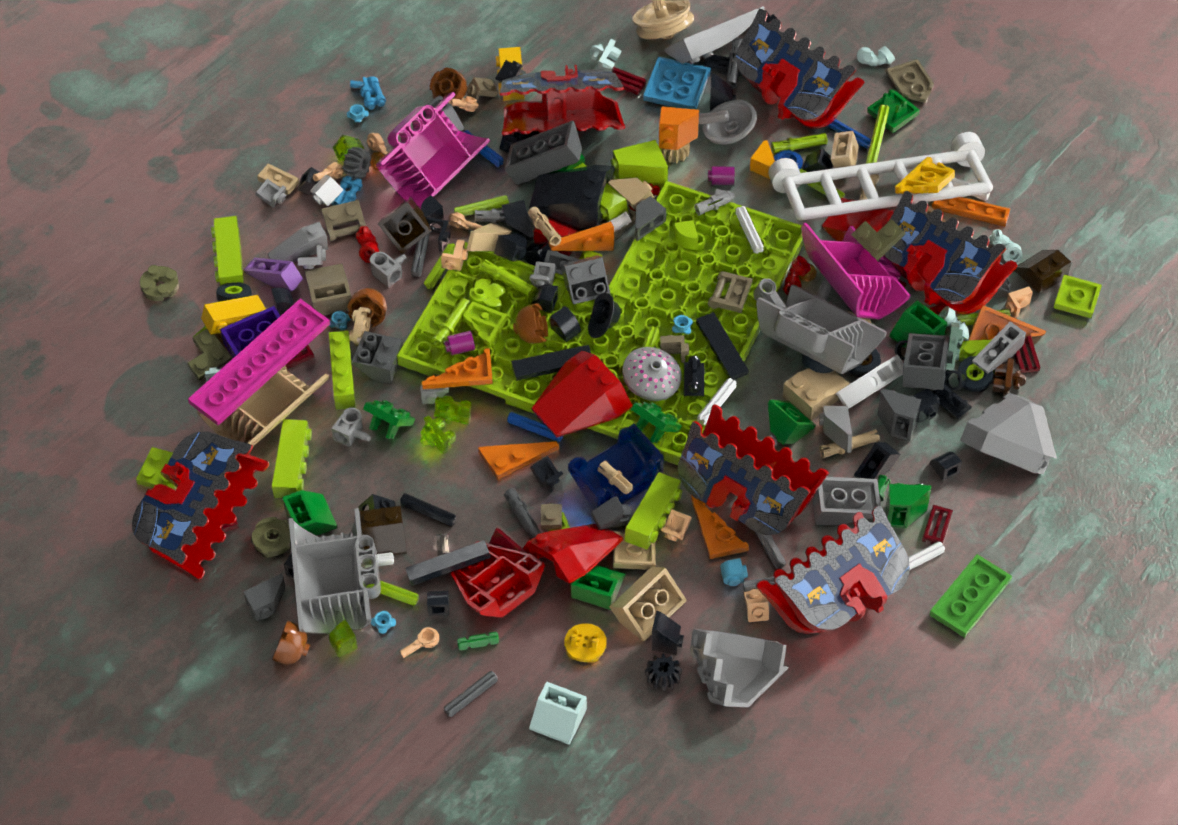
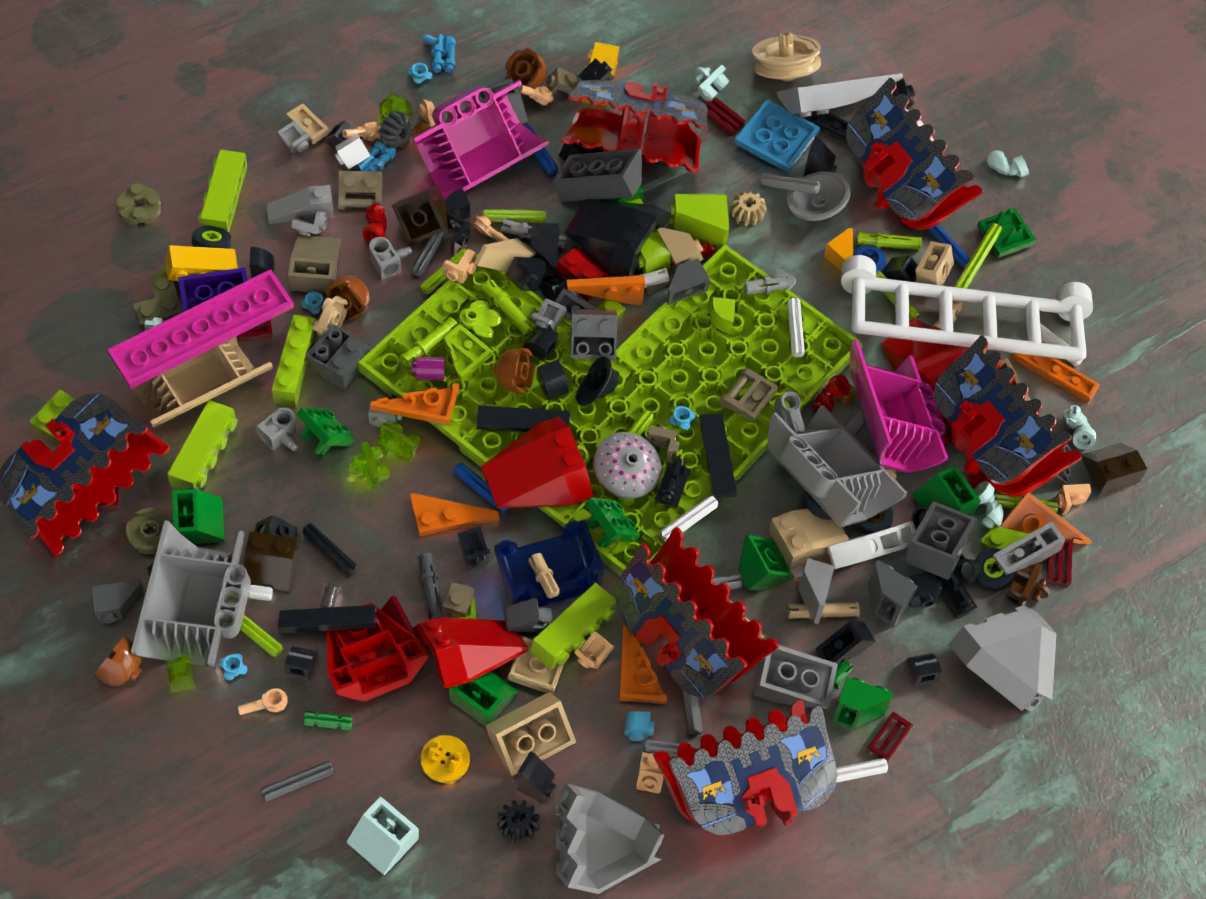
camera: 10 degrees right, 5 degrees up
(274, 273) = (264, 229): medium lavender slope -> none
(541, 222) = (568, 254): tan pin -> none
(677, 127) = (755, 187): orange slope -> none
(721, 175) = (789, 254): magenta brick -> none
(733, 71) = (841, 142): dark grey pin -> none
(878, 242) = (932, 385): olive plate -> none
(911, 80) = (1039, 203): dark tan tile -> none
(926, 178) = (1012, 325): yellow wing -> none
(953, 351) = (976, 537): sand green wing -> none
(970, 595) = (898, 835): bright green plate -> none
(1077, 296) = (1142, 510): lime plate -> none

